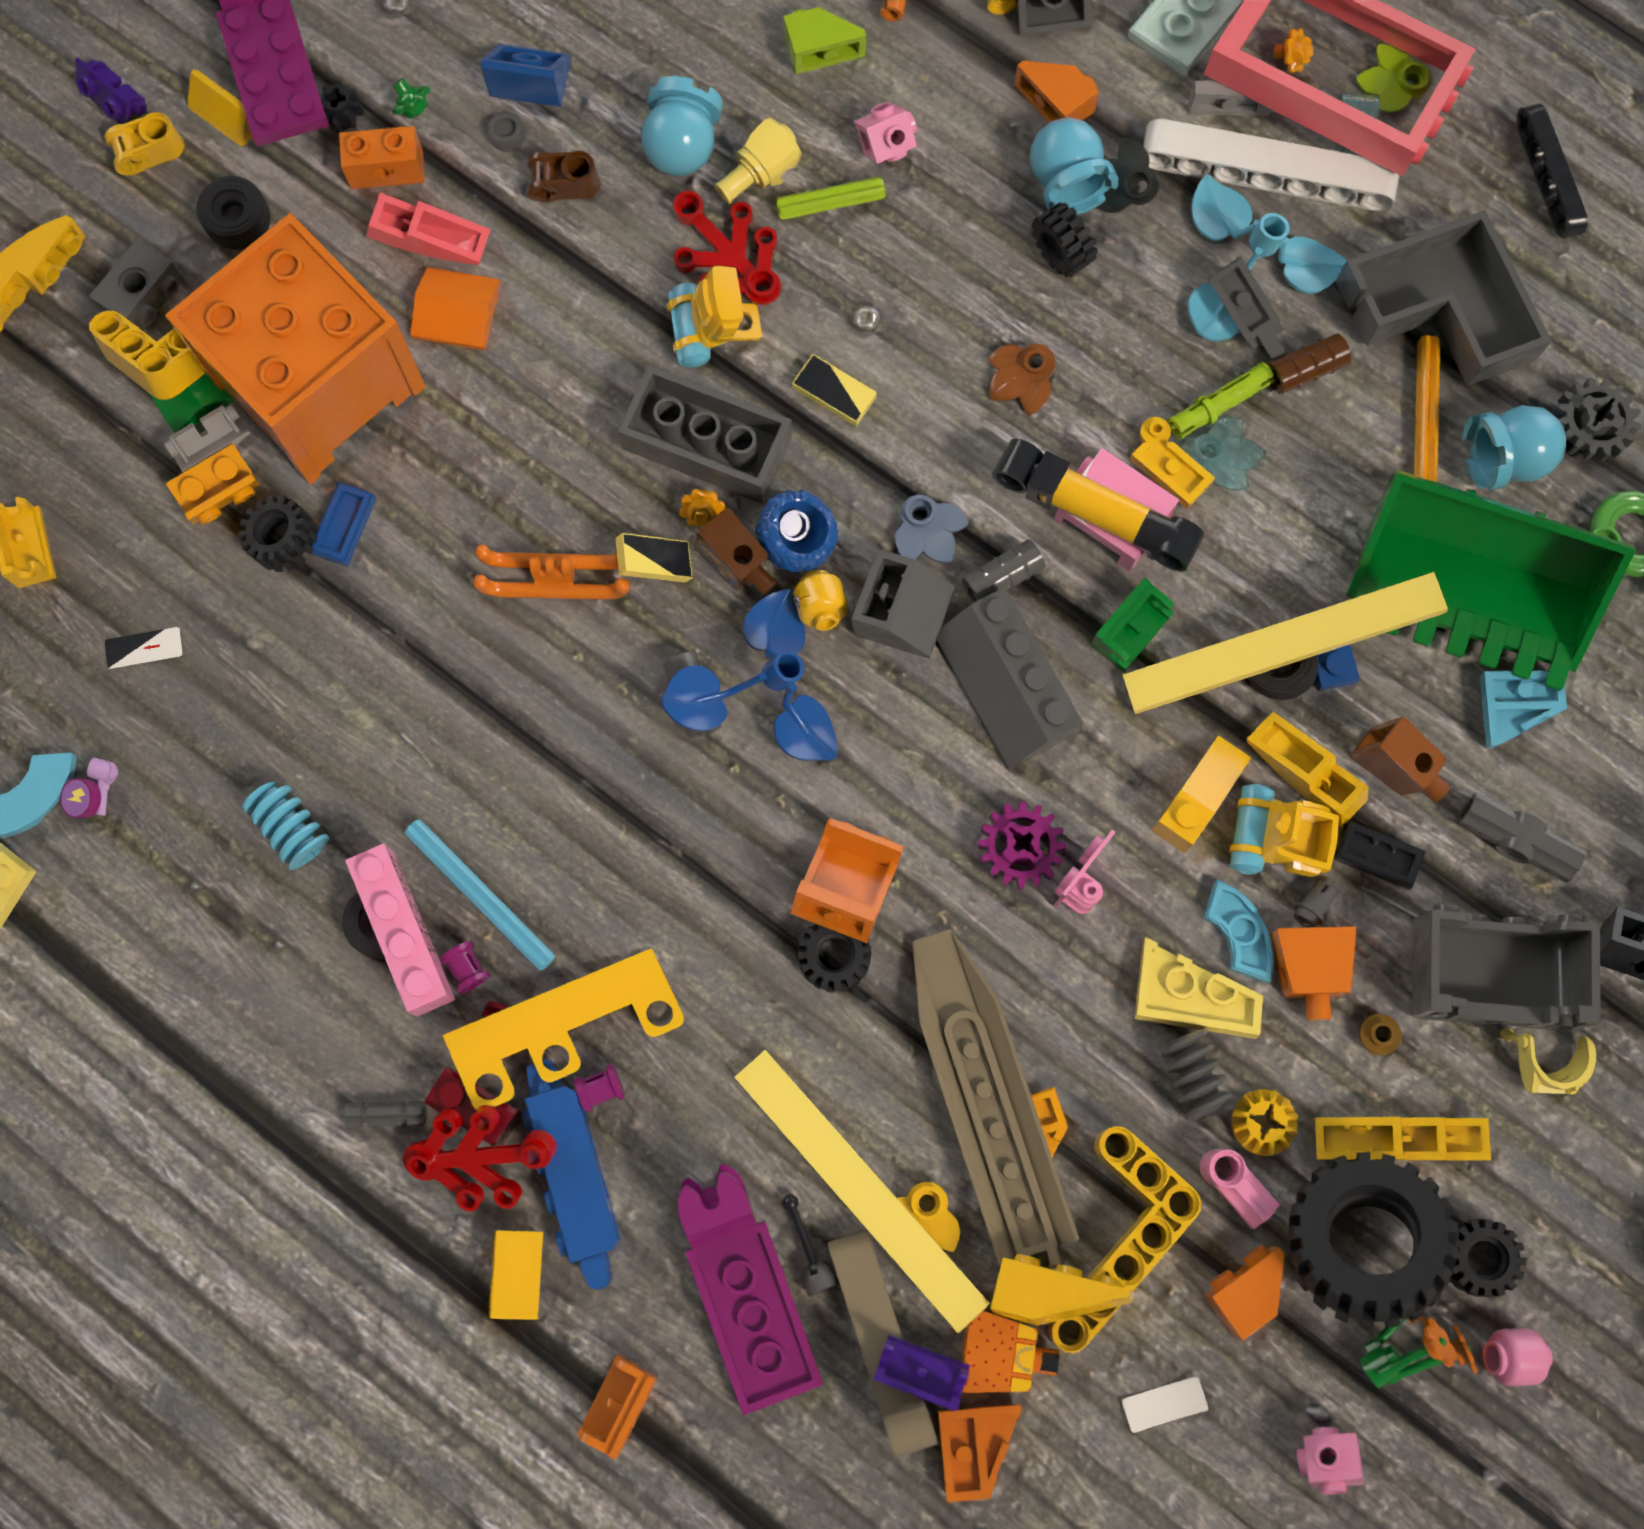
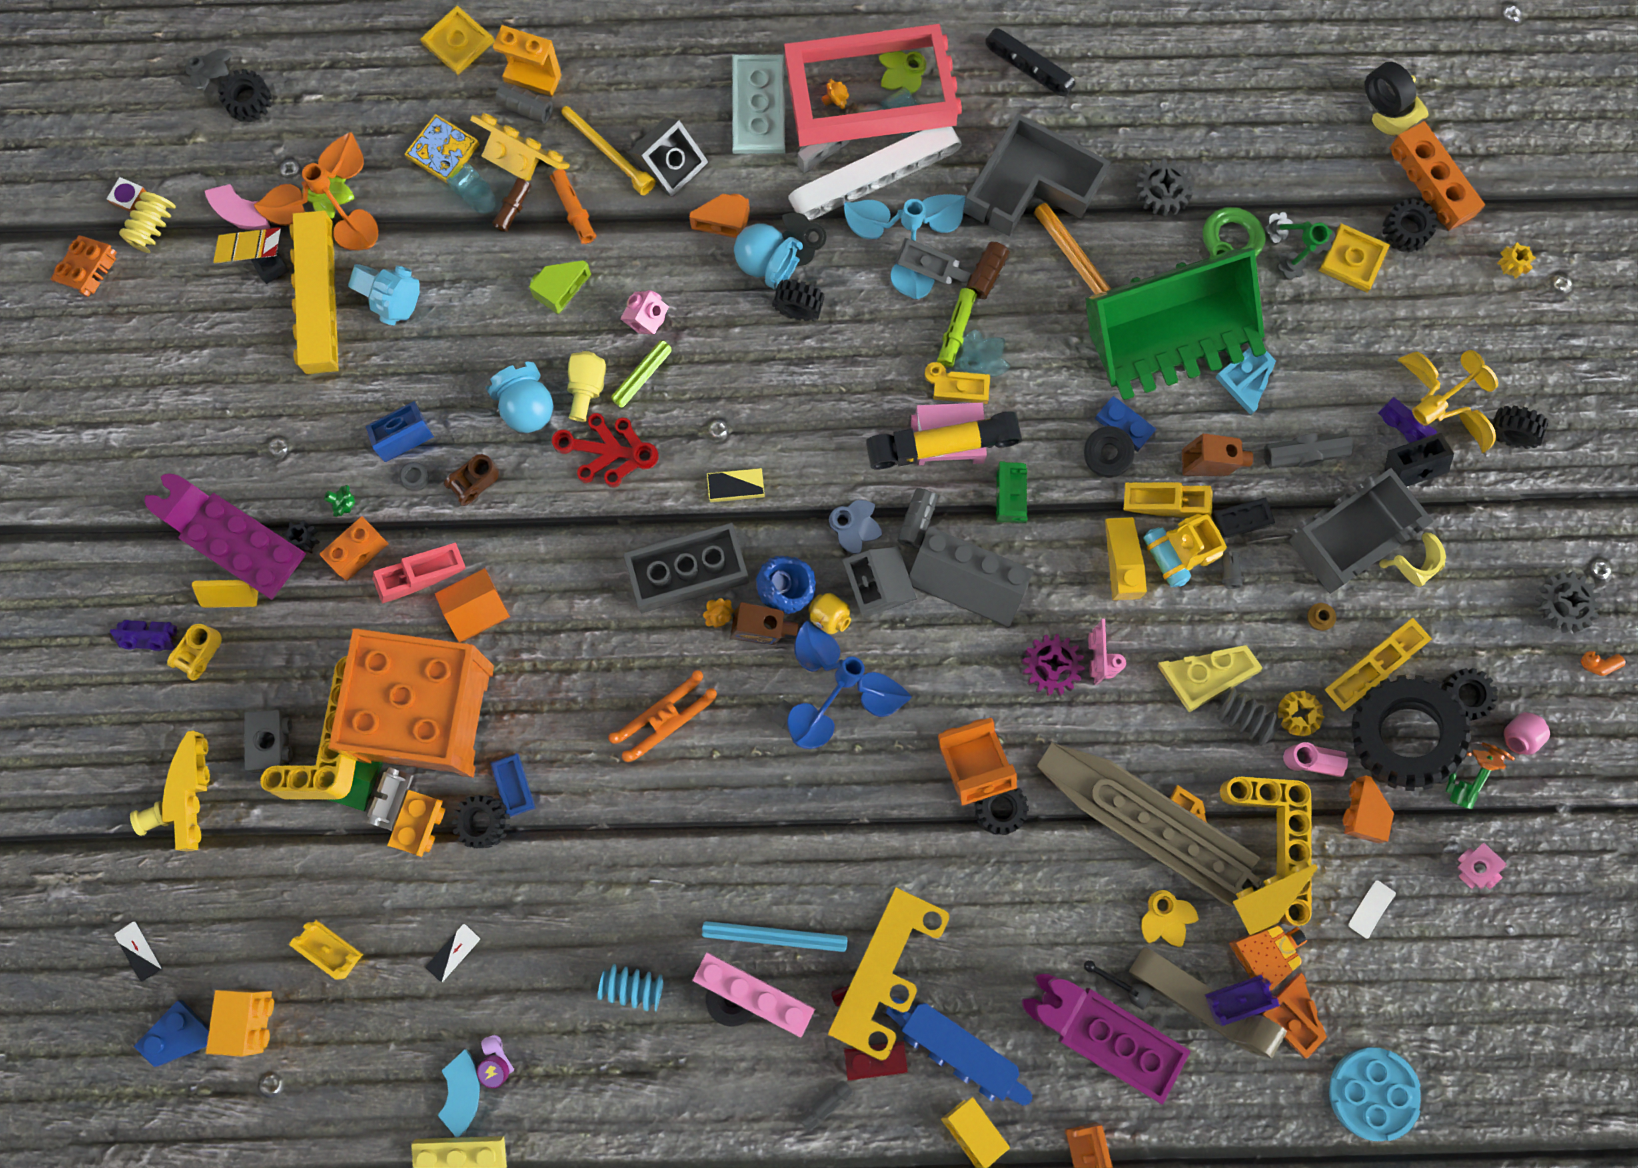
camera: 40 degrees left, 0 degrees up
(229, 192) = (275, 640): black tyre -> none
(429, 1161) = (874, 1111): red plant -> none
(464, 967) = (802, 985): magenta bush -> none
(599, 1088) = (934, 990): magenta bush -> none
(653, 558) = (715, 663): tile -> none
(709, 316) = (631, 497): yellow piece -> none
(862, 1192) = (1125, 927): light yellow tile -> none
(1020, 380) = (833, 399): dark orange plate -> none
(1244, 931) = (1206, 617): medium azure tile -> none
(1285, 643) = (1104, 441): light yellow tile -> none
(1315, 965) = (1259, 606): orange torso -> none
(1513, 446) = (1135, 236): medium azure tile -> none

